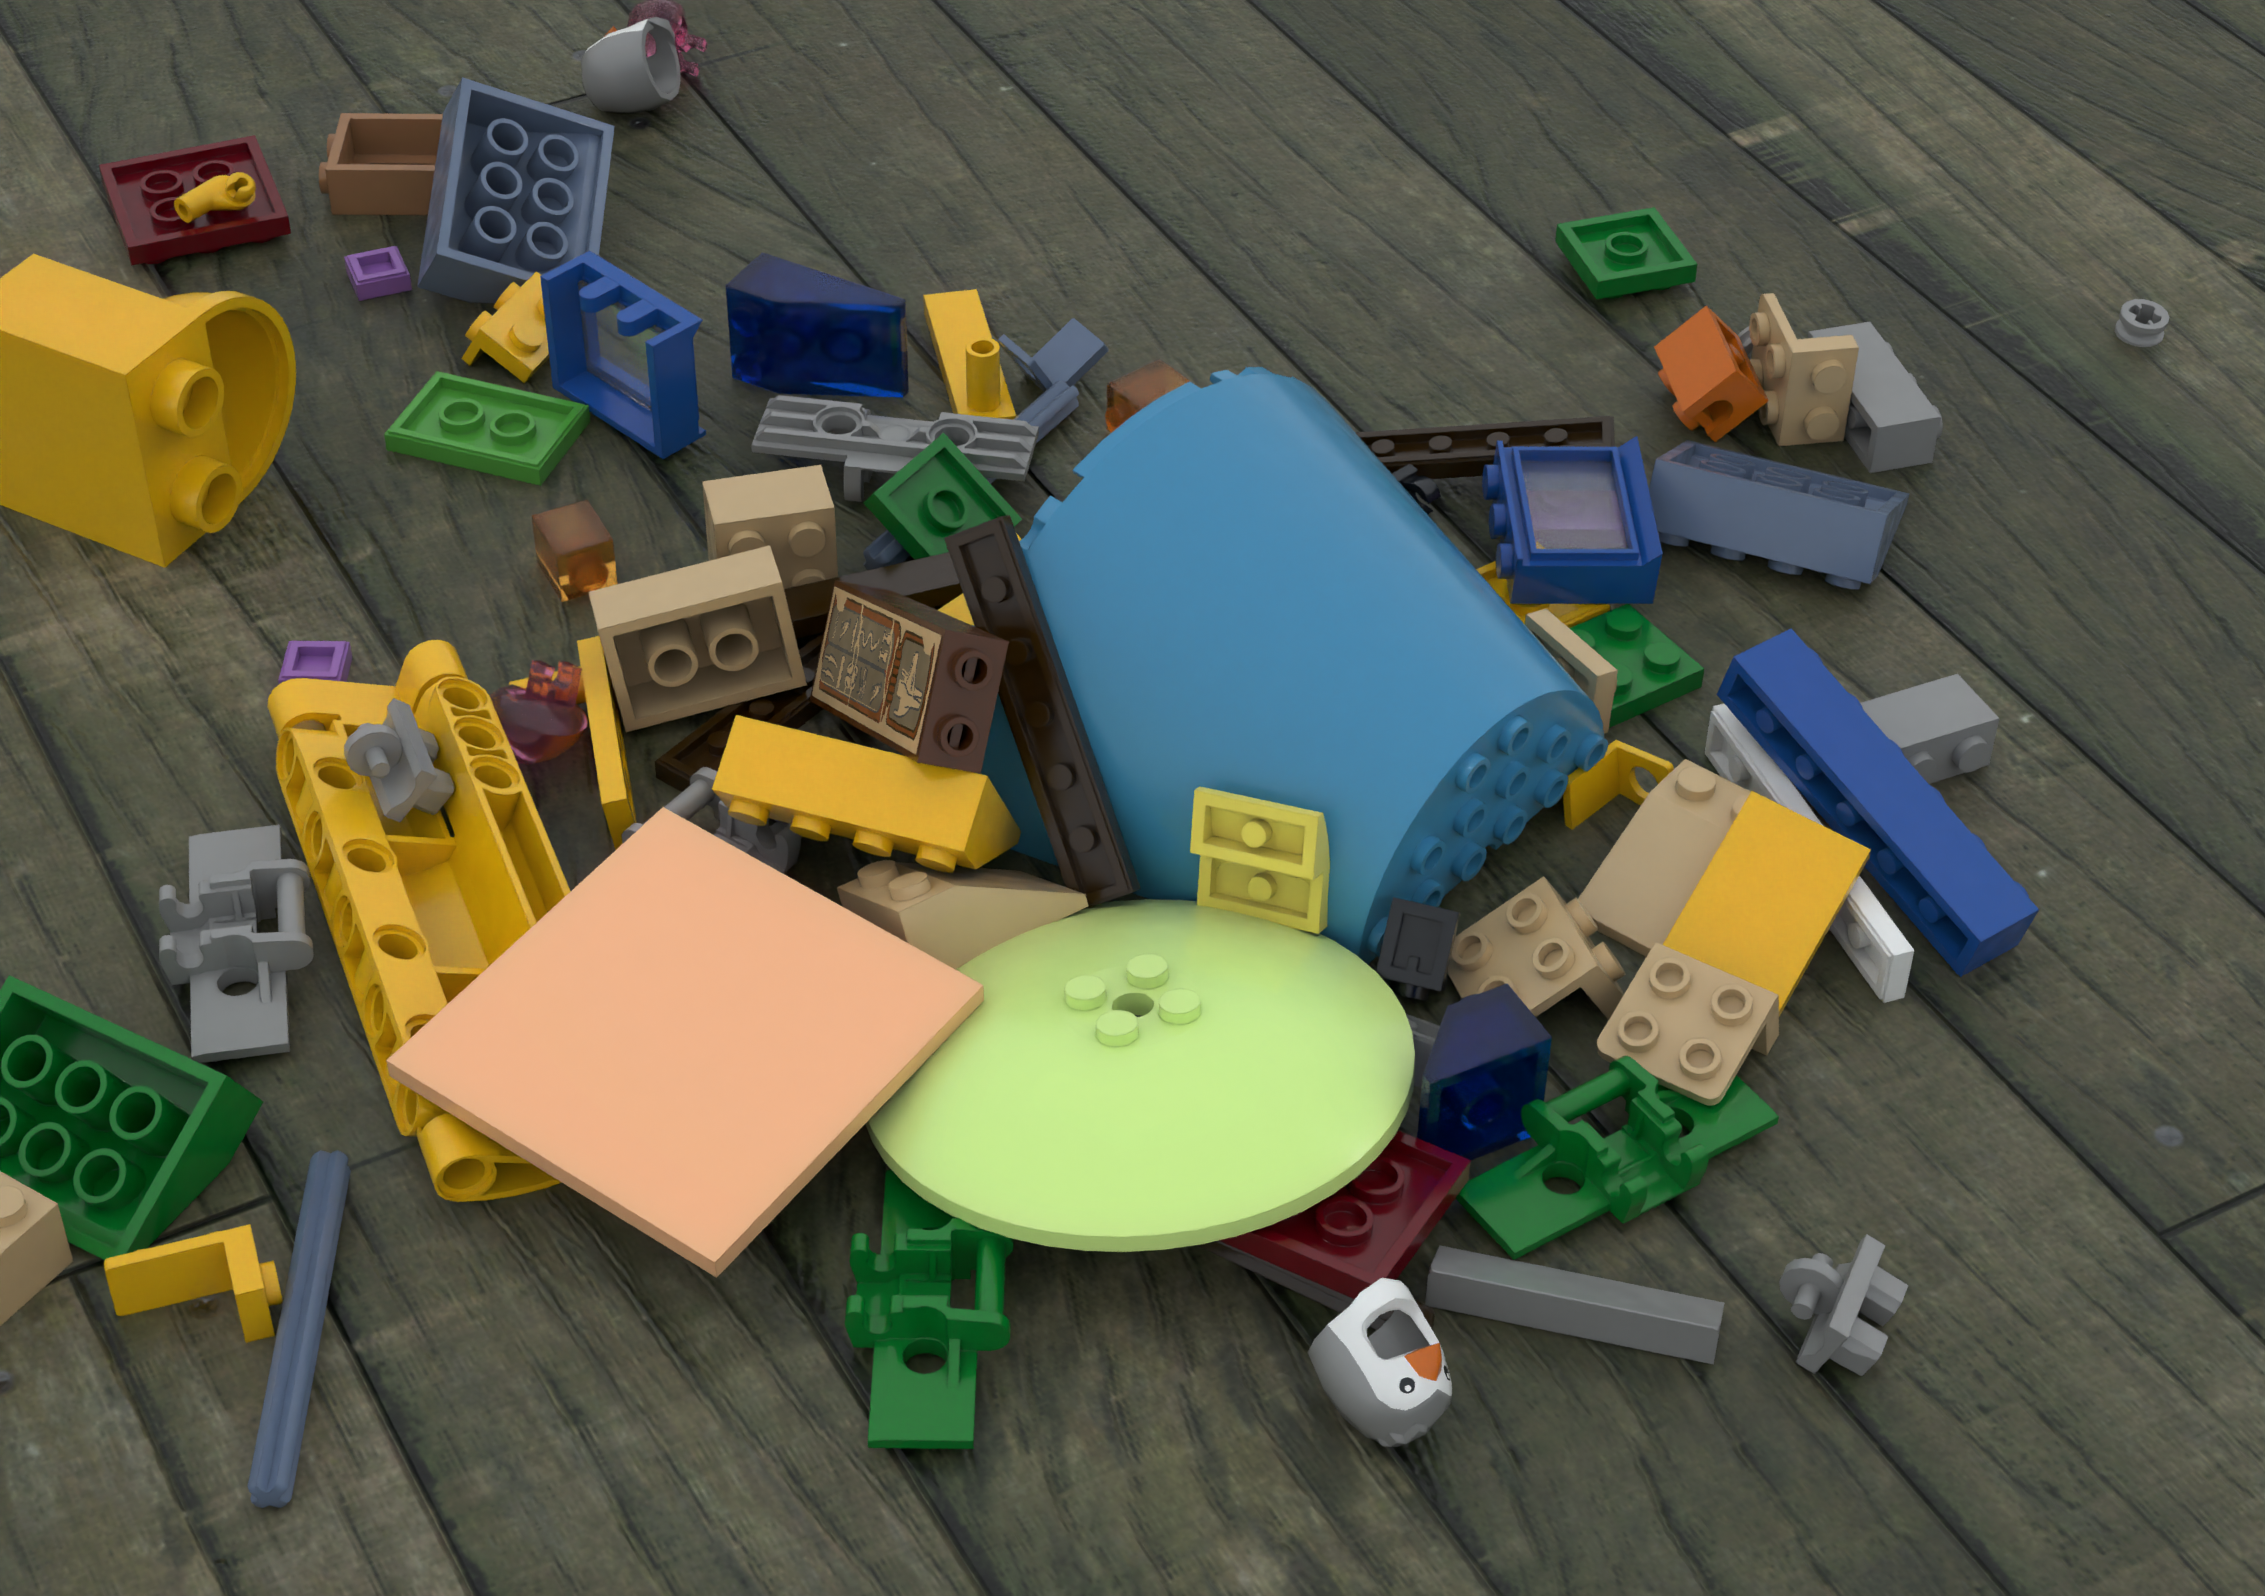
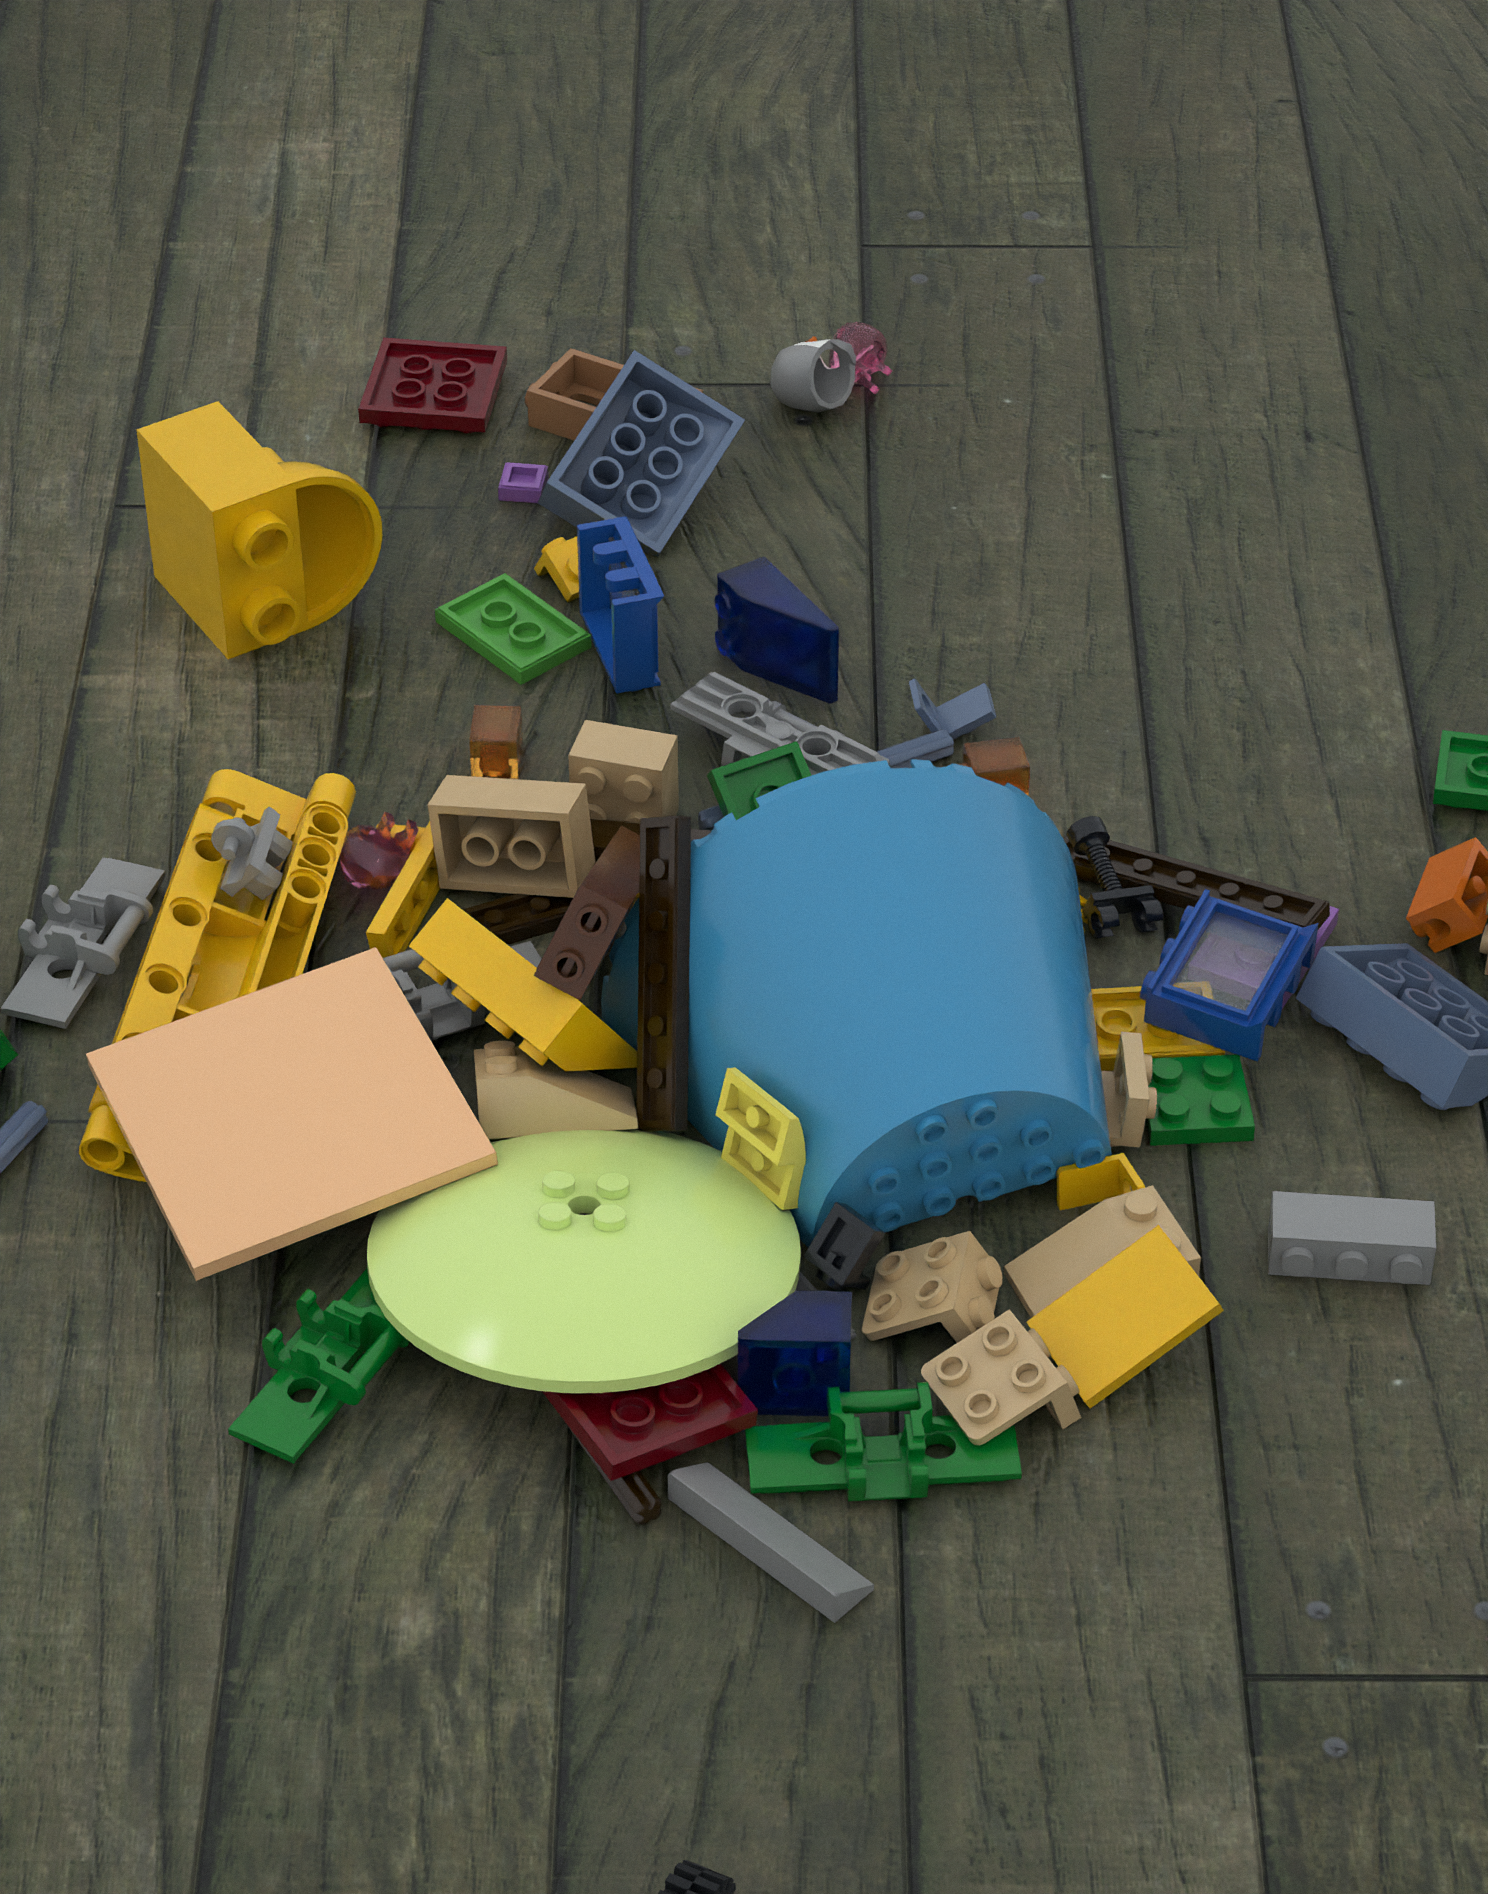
camera: 30 degrees right, 0 degrees up
(216, 194) = (442, 386): yellow arm -> none
(316, 660) = (271, 765): medium lavender tile -> none
(967, 355) = (888, 695): yellow piece -> none
(1386, 1382) = (582, 1537): piece -> none
(1836, 1299) = (929, 1633): light grey hips -> none
(1862, 922) = (1210, 1273): white tile -> none
(1879, 800) = (1272, 1273): blue brick -> none

